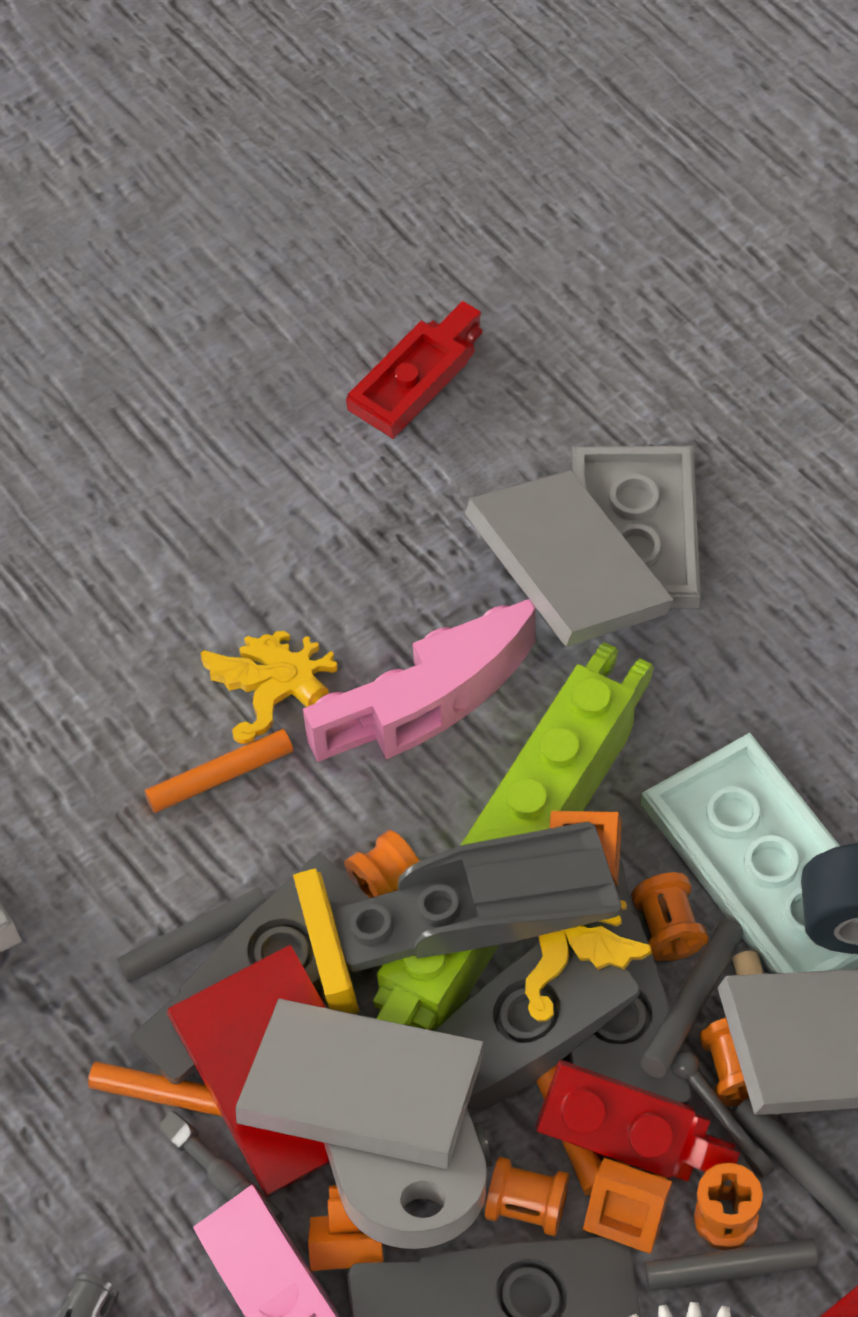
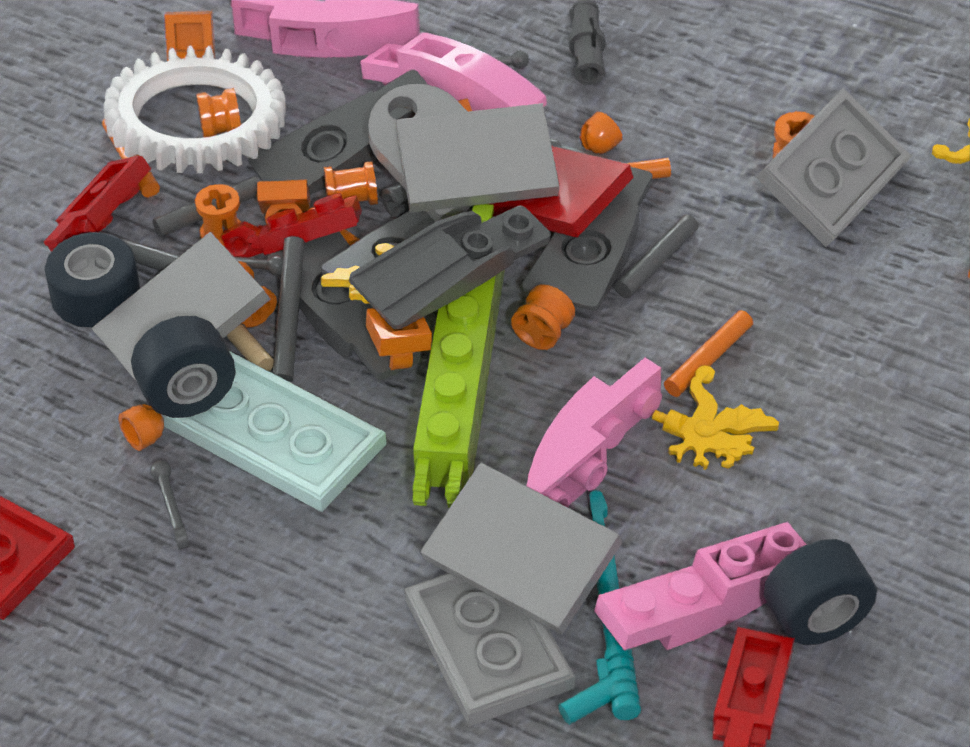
camera: 155 degrees right, 10 degrees down
(147, 1157) = (600, 133): none -> orange hinge
(298, 409) = (820, 591): none -> black wheel
(325, 942) = (568, 243): yellow tile -> none
(389, 481) = (698, 599): none -> bright pink slope
(525, 446) = (617, 668): none -> teal piece
(664, 934) = (332, 363): orange bush -> none

